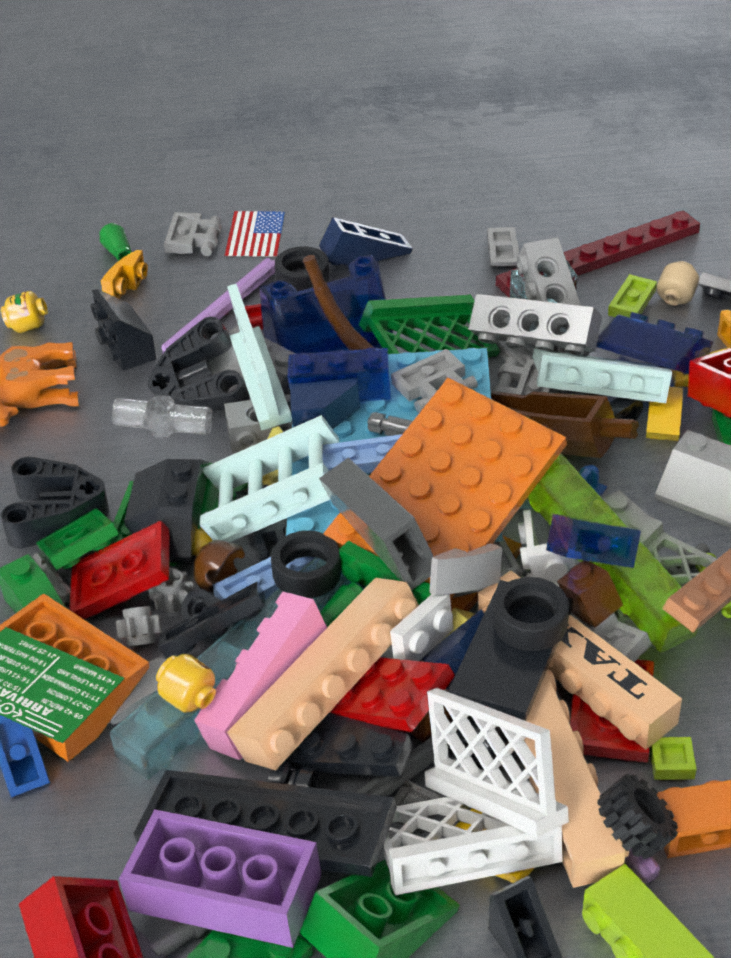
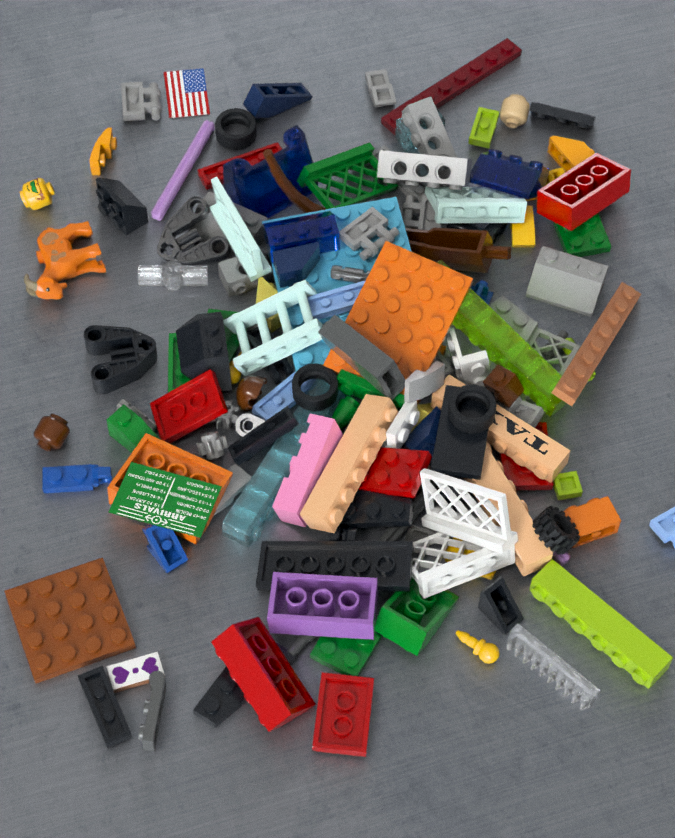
camera: 15 degrees left, 15 degrees up
(77, 538) = (149, 385): green plate -> none
(115, 240) = (83, 117): green cone -> none
(186, 683) = (264, 485): yellow head -> none
(593, 540) = (501, 353): clear blue slope -> none

